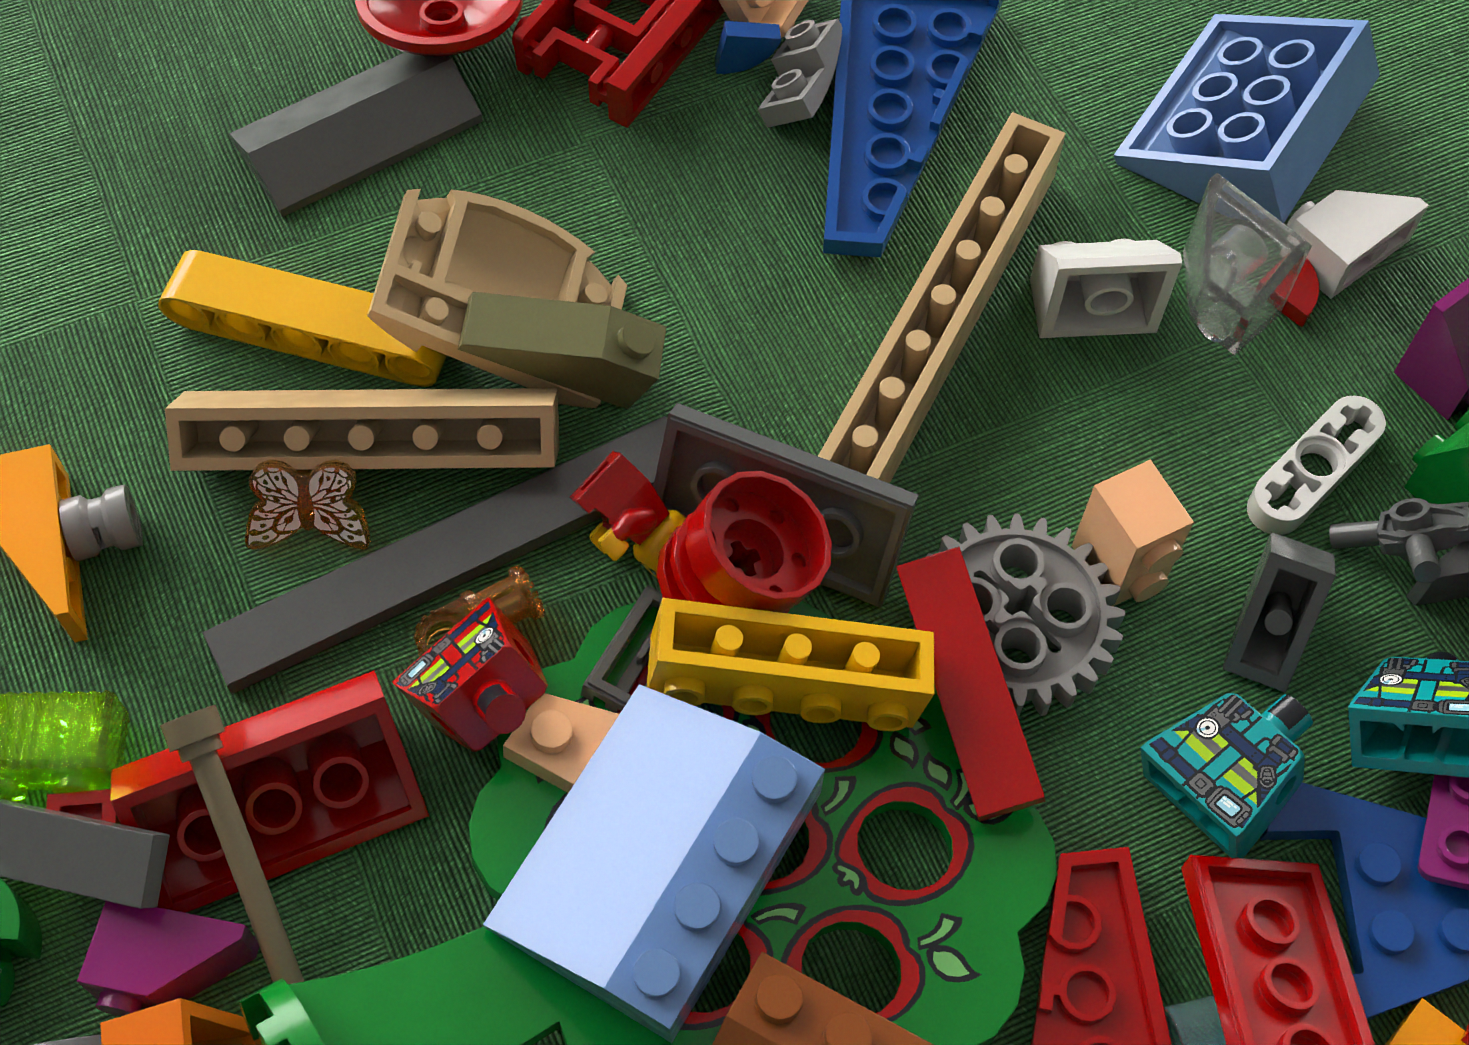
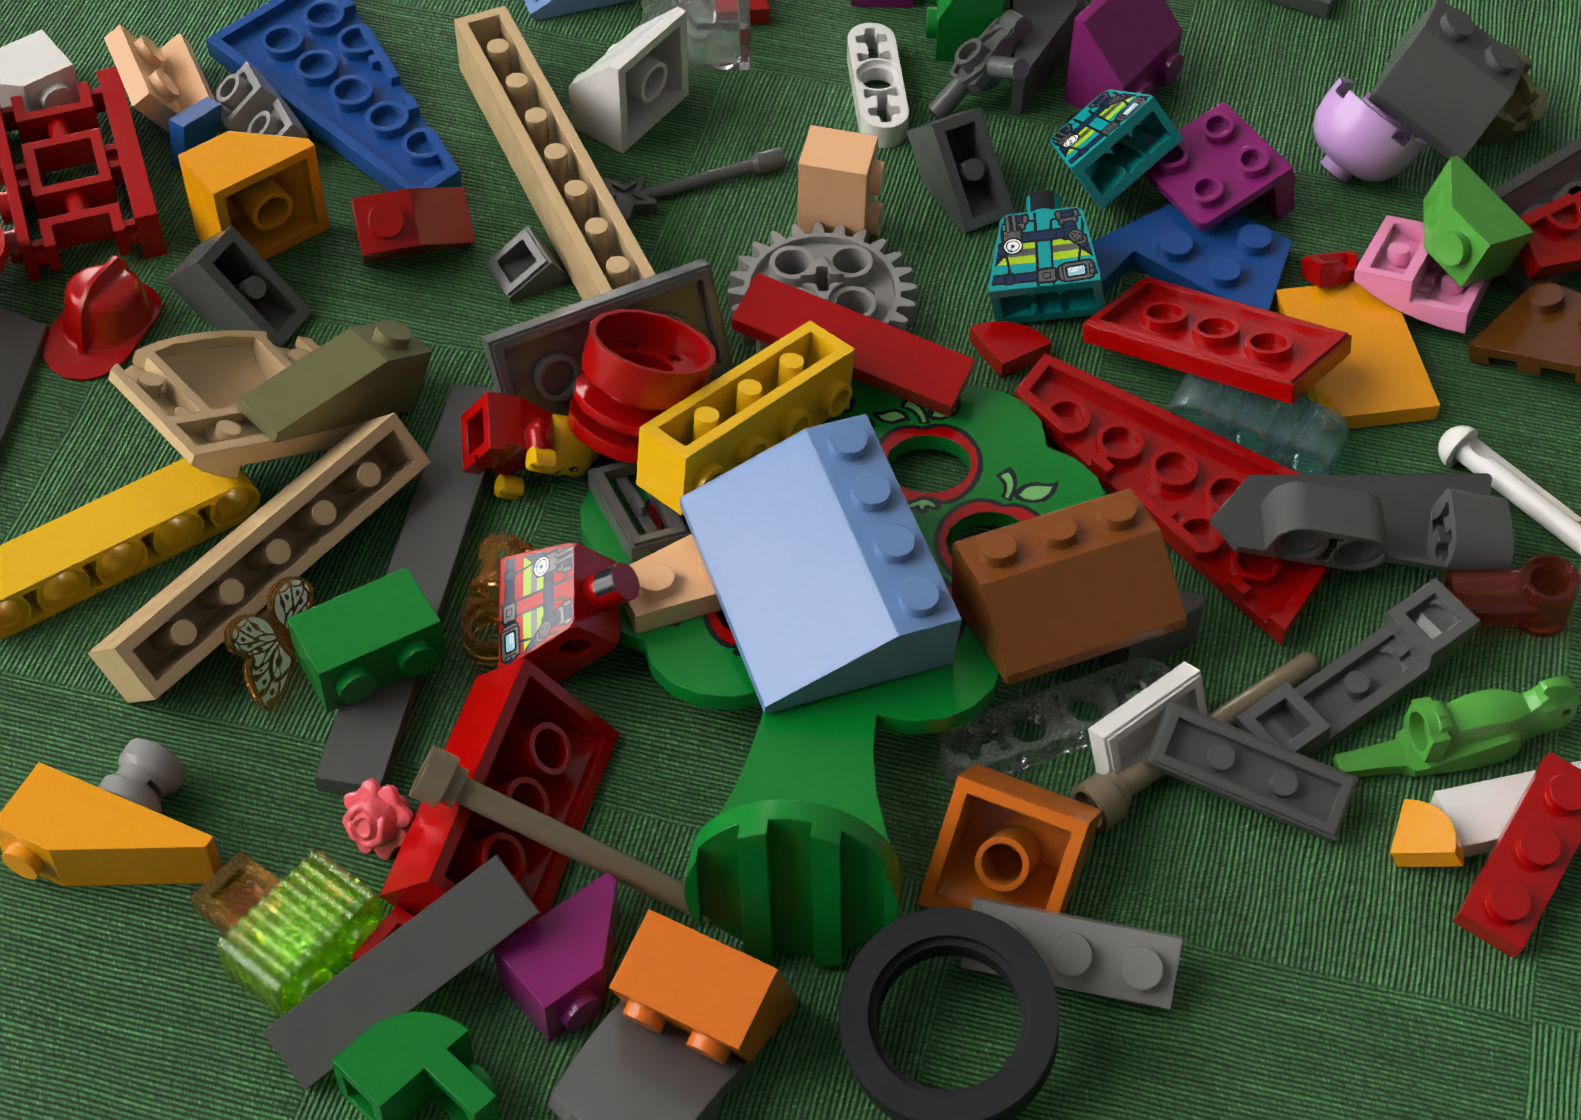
camera: 50 degrees left, 10 degrees down
(54, 665) = (233, 892): none -> clear orange plate
(193, 696) = (377, 818): none -> coral plant
(338, 566) = (367, 639): none -> green brick
(517, 143) = (100, 322): none -> red piece
(616, 205) = (238, 288): none -> dark grey slope
(699, 134) = (259, 186): none -> light orange slope
(789, 256) = (411, 222): none -> red slope
(838, 366) = (527, 266): none -> dark grey slope
(997, 384) = (637, 199): none -> dark grey piece
(1121, 806) = (1008, 345): none -> red tile

